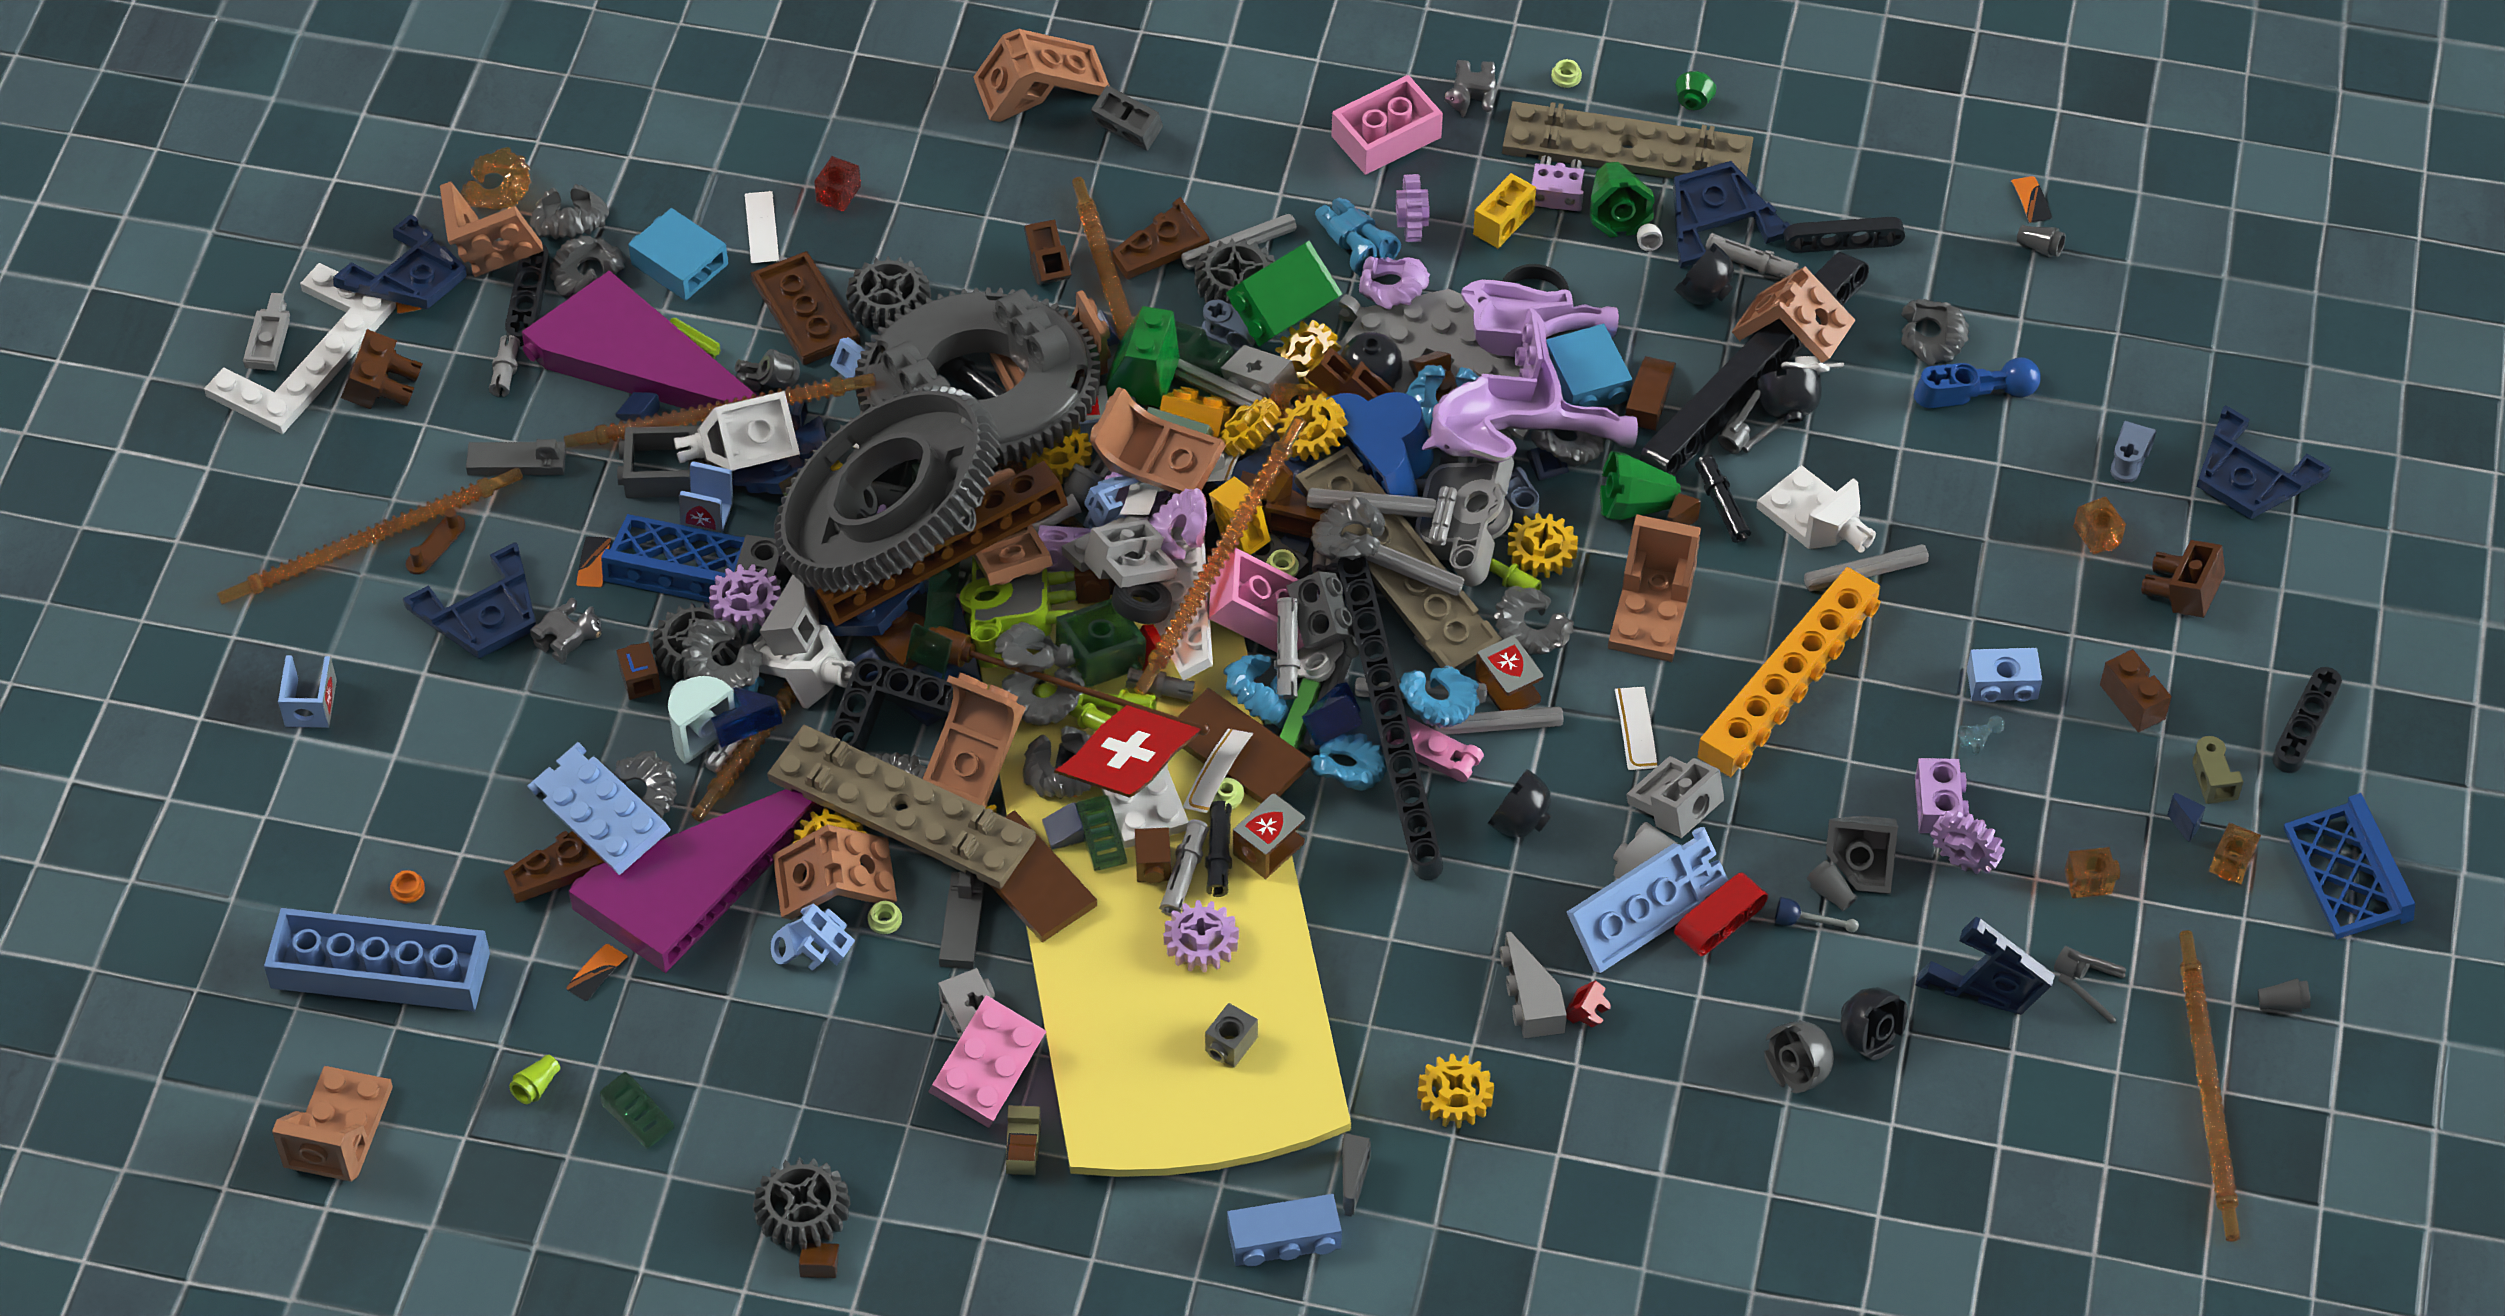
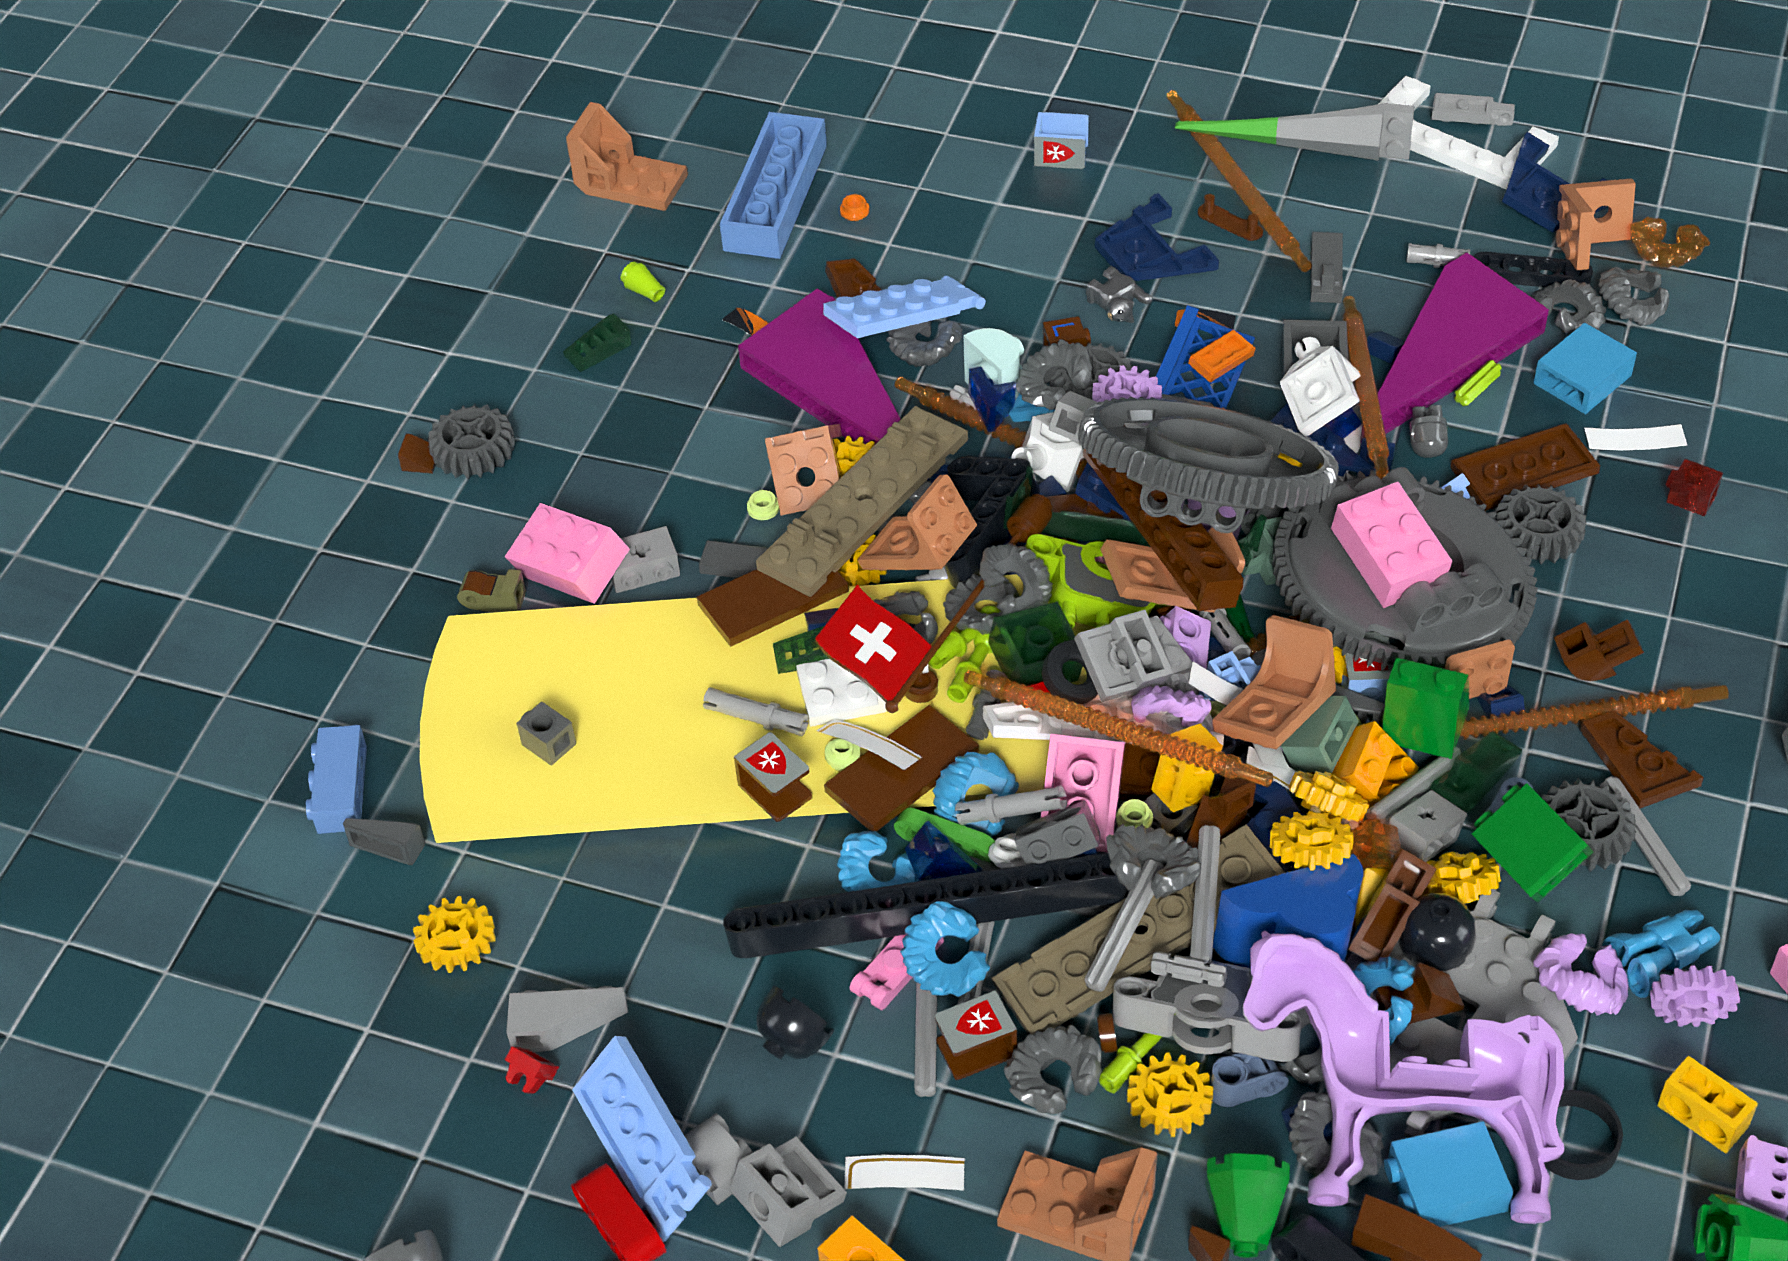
camera: 100 degrees right, 5 degrees down
(326, 416) = (1353, 132): none -> light grey plate
(368, 376) = (1423, 165): reddish brown brick -> none
(670, 531) = (1221, 355): none -> orange plate
(709, 499) = (1244, 383): piece -> none
(802, 932) = (743, 449): light blue piece -> none
(992, 356) = (1389, 542): none -> bright pink brick
(1152, 855) = (771, 682): reddish brown brick -> none
(1201, 936) = (667, 717): lavender gear -> none
(1218, 859) = (797, 743): black pin -> none
(1489, 589) = (1107, 1033): none -> reddish brown tile

